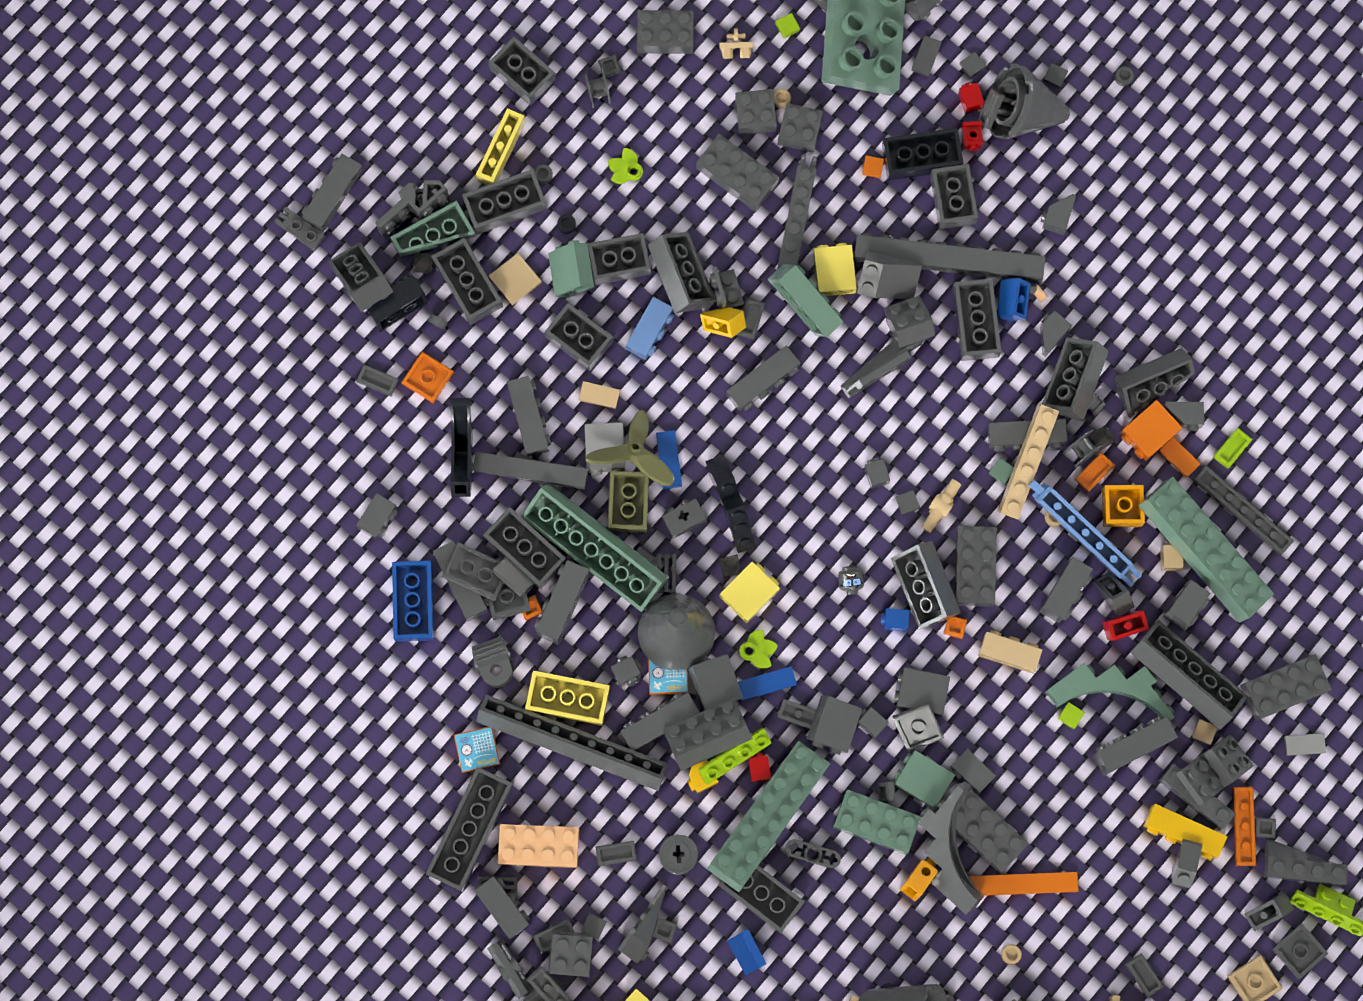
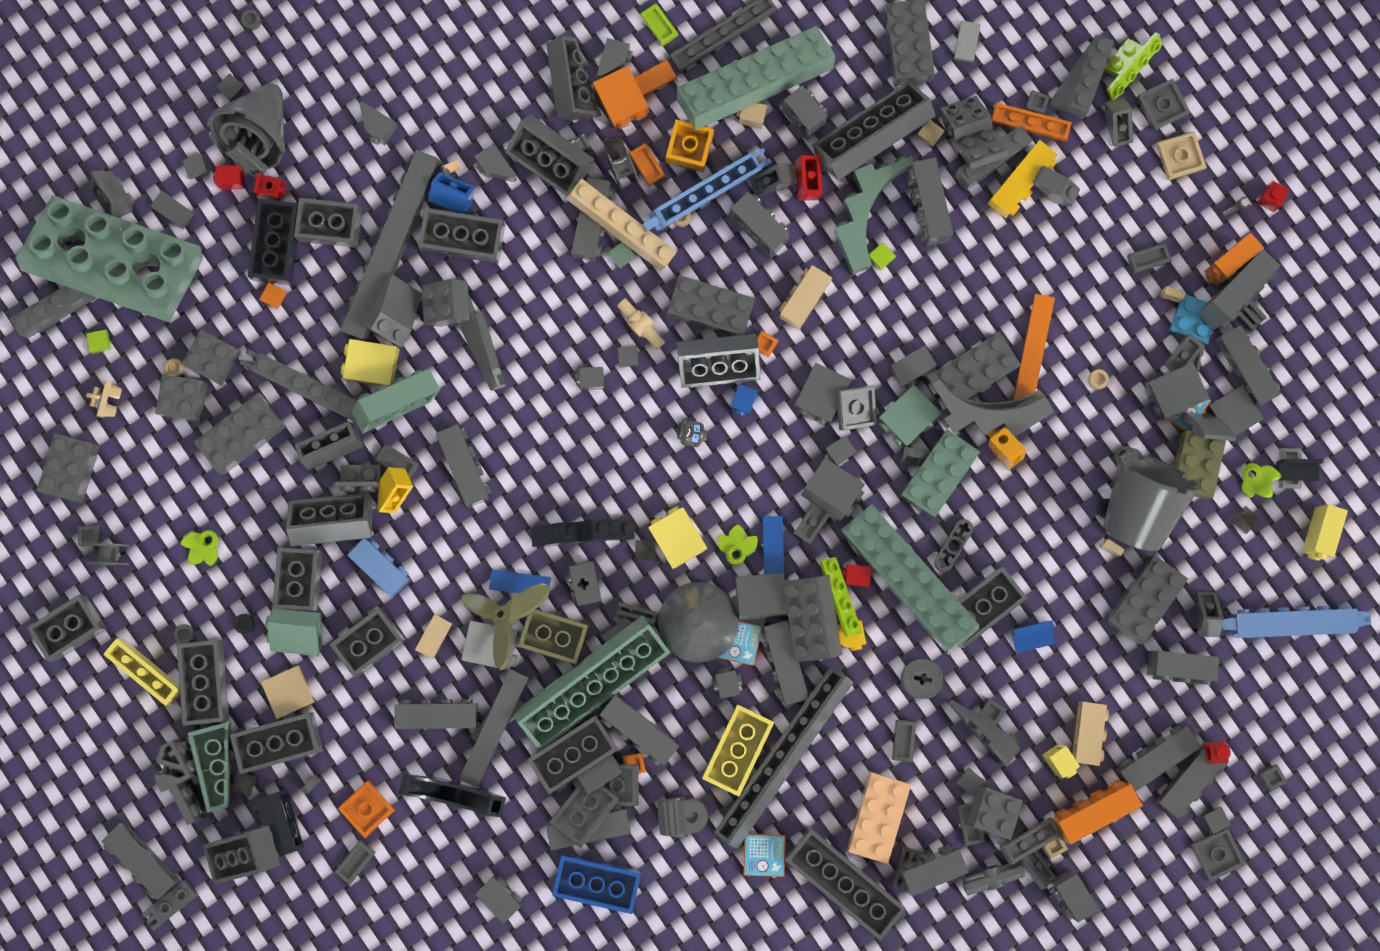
camera: 75 degrees left, 5 degrees up
(748, 253) = (328, 445): none -> dark grey brick

